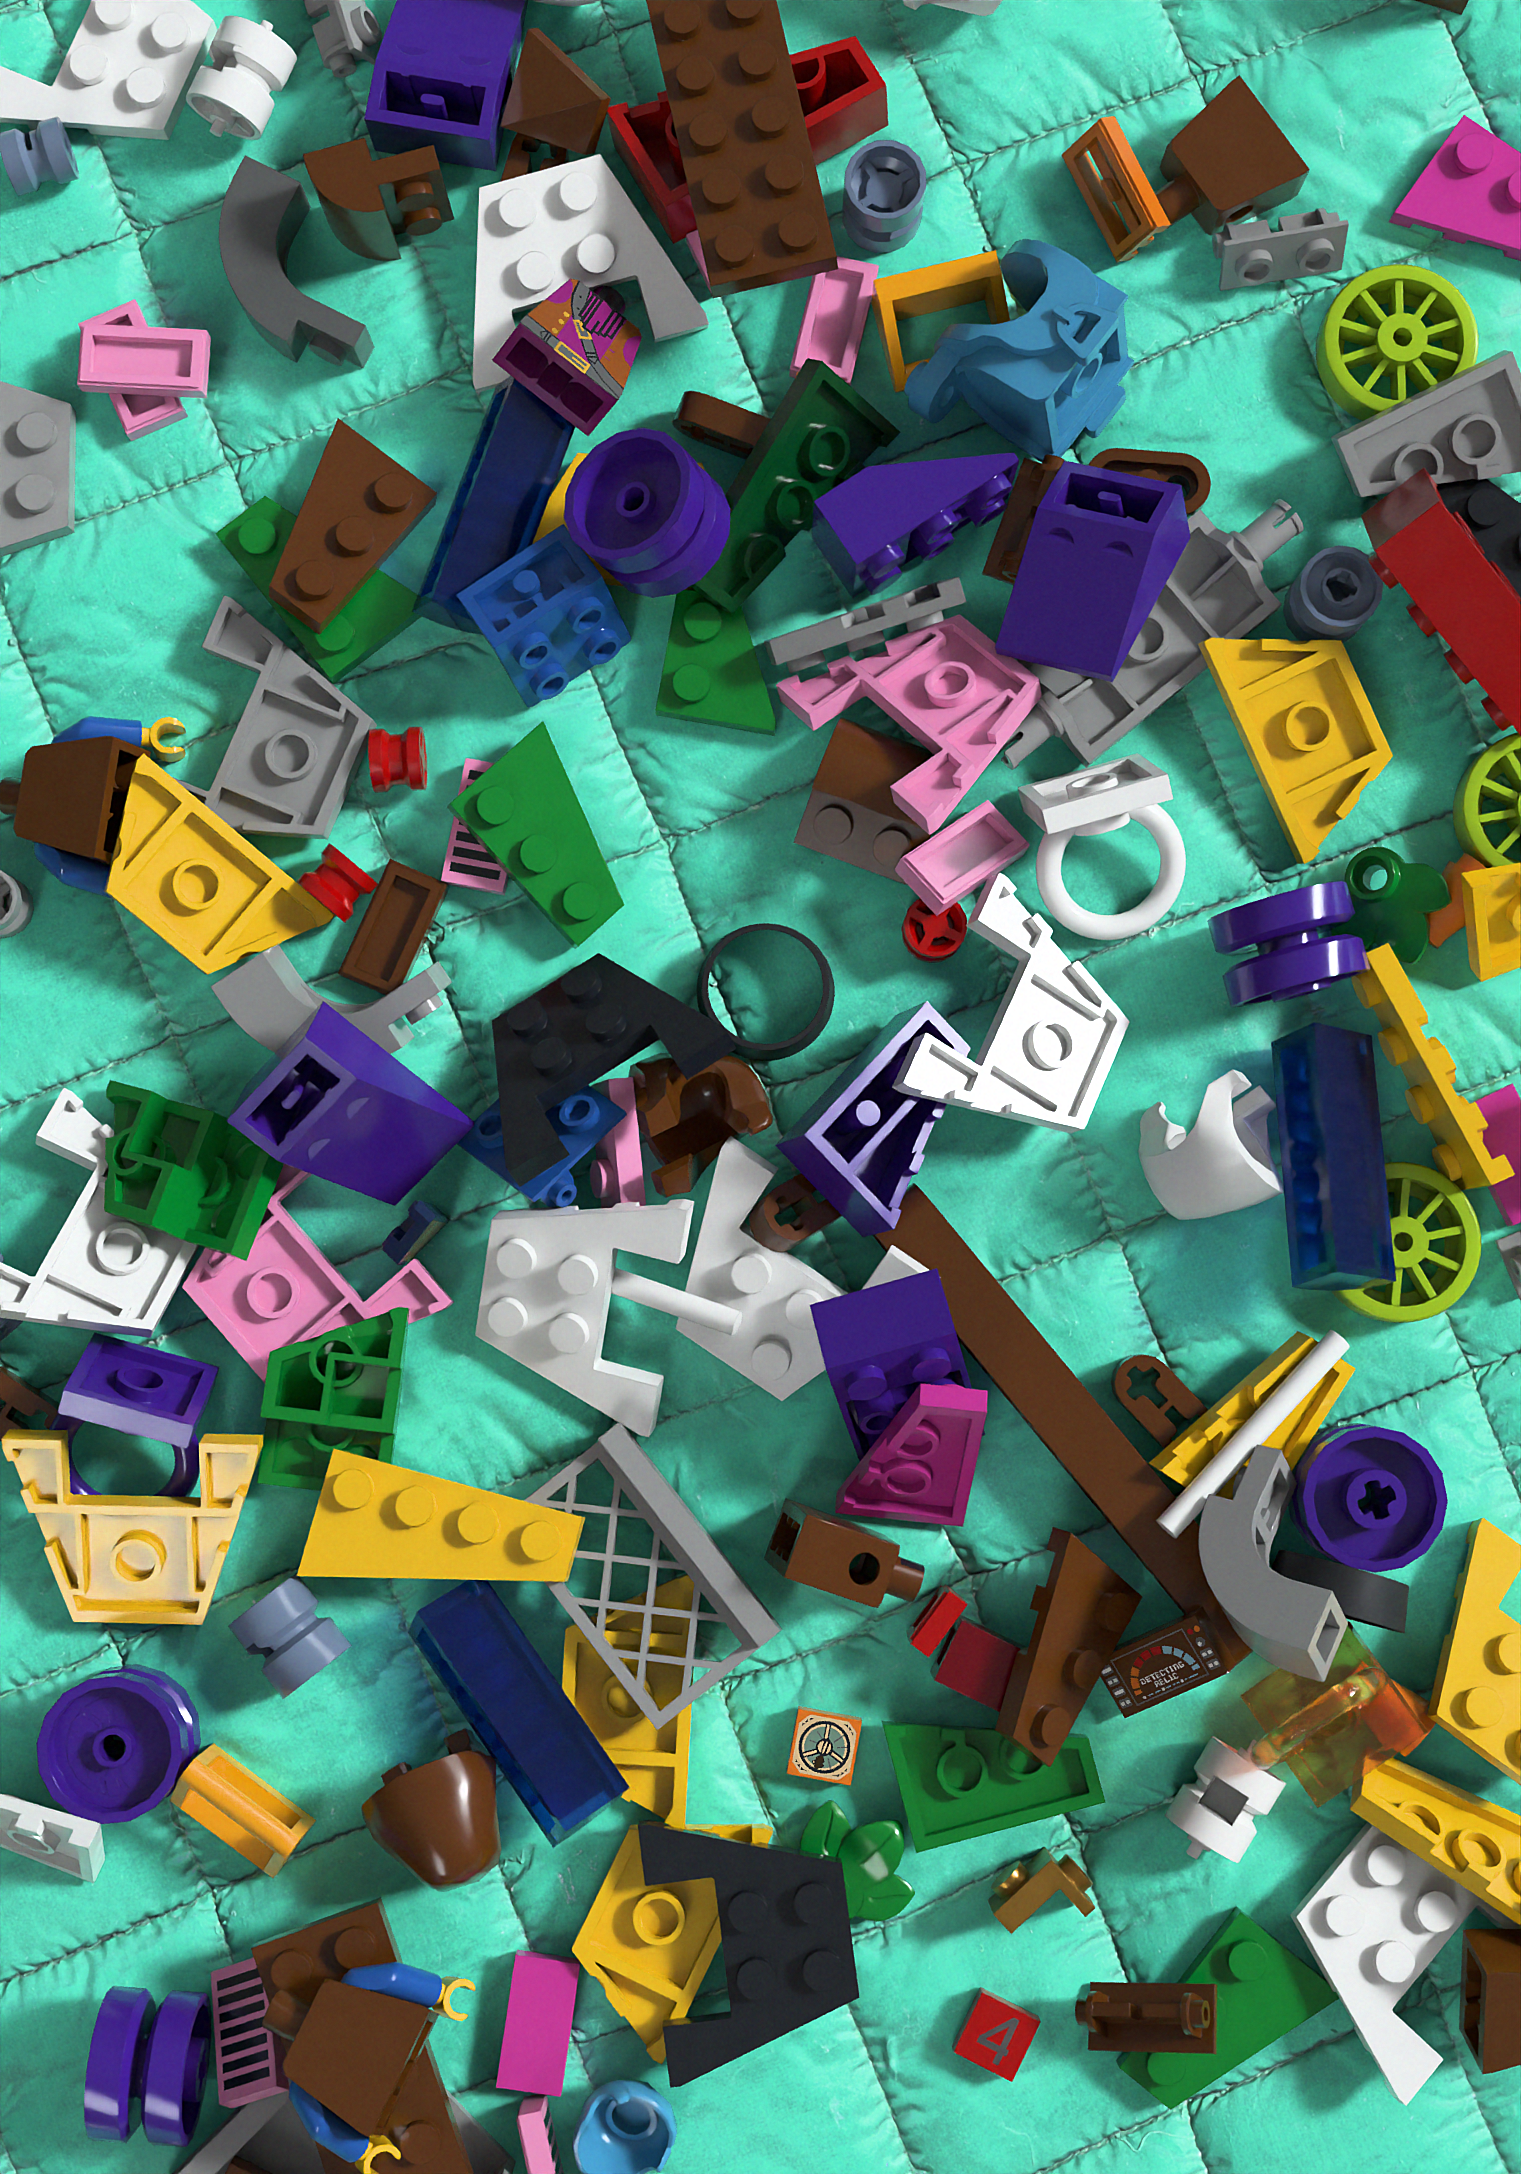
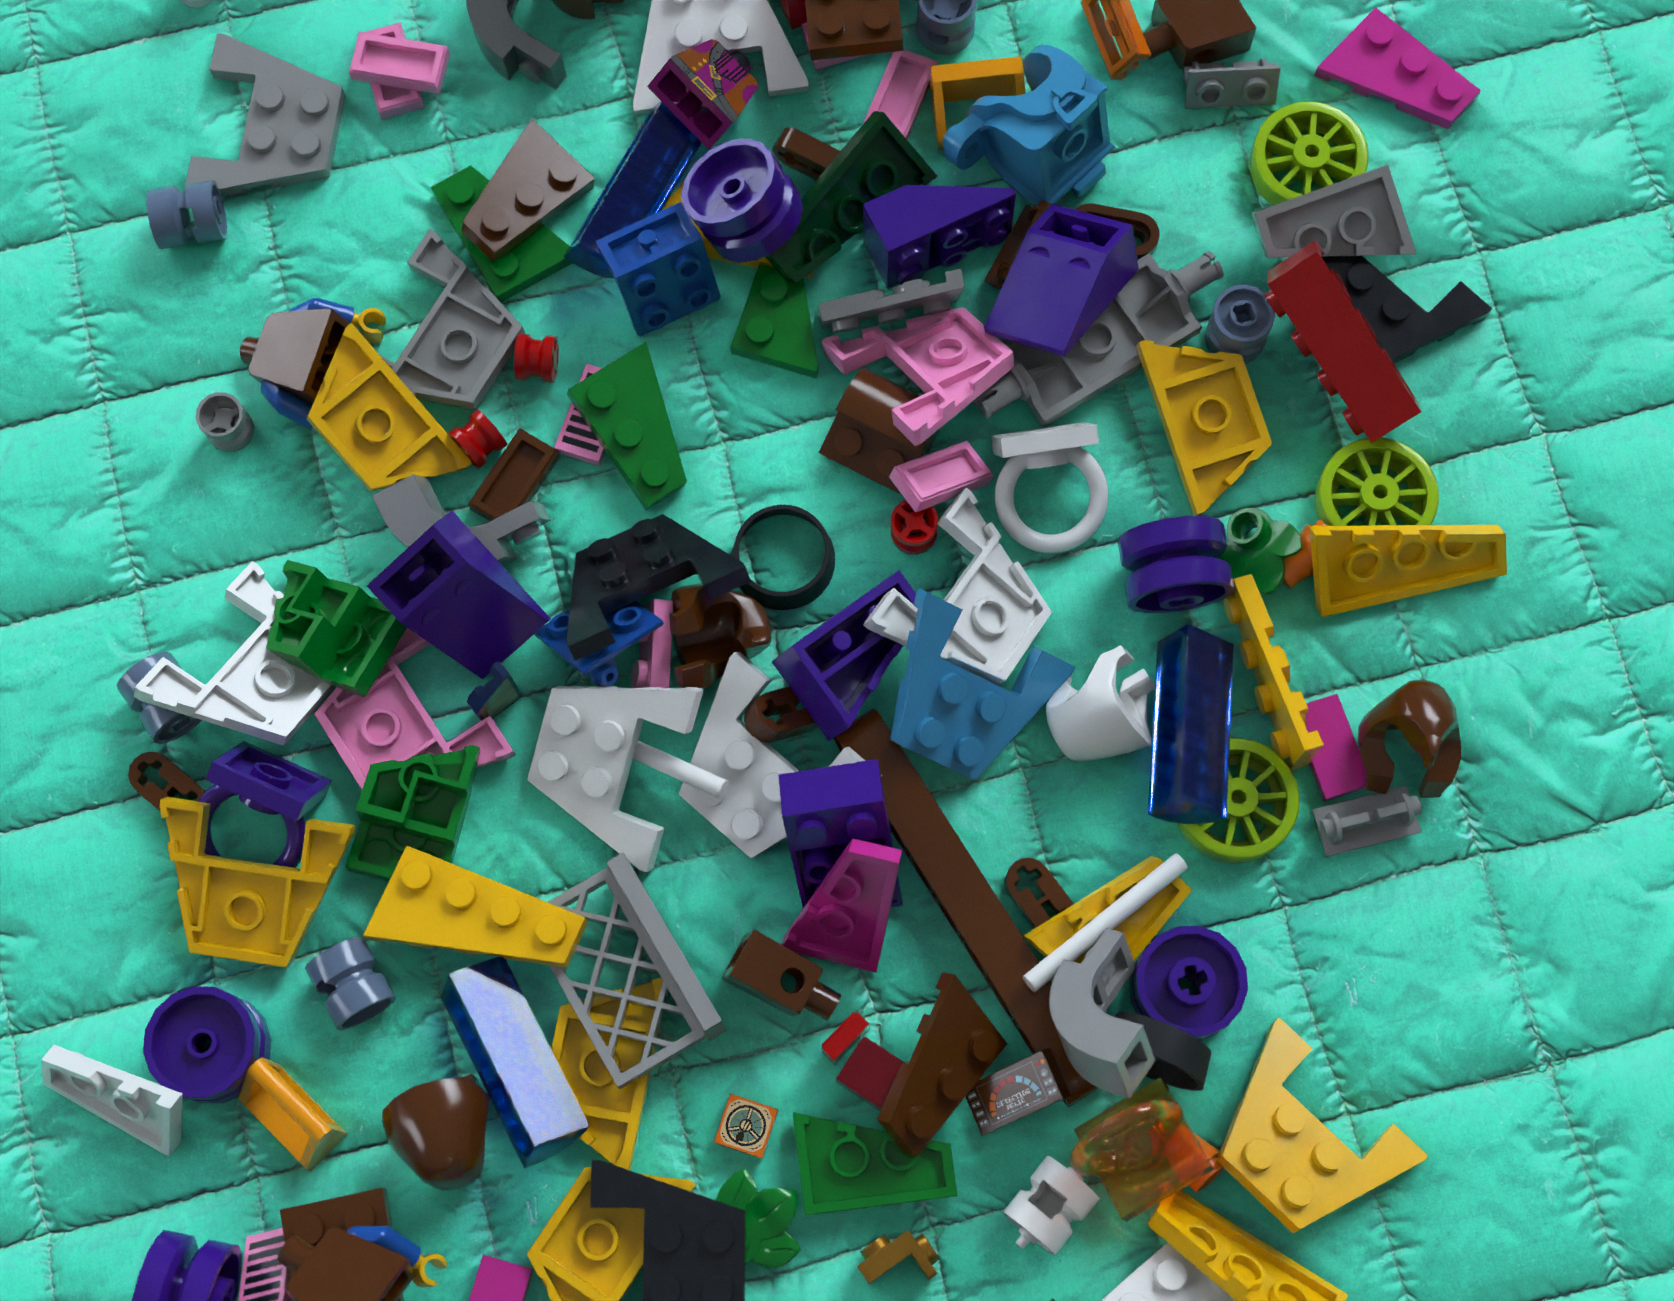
camera: 10 degrees right, 10 degrees down
(1027, 1181) = (956, 713): none -> dark azure wing

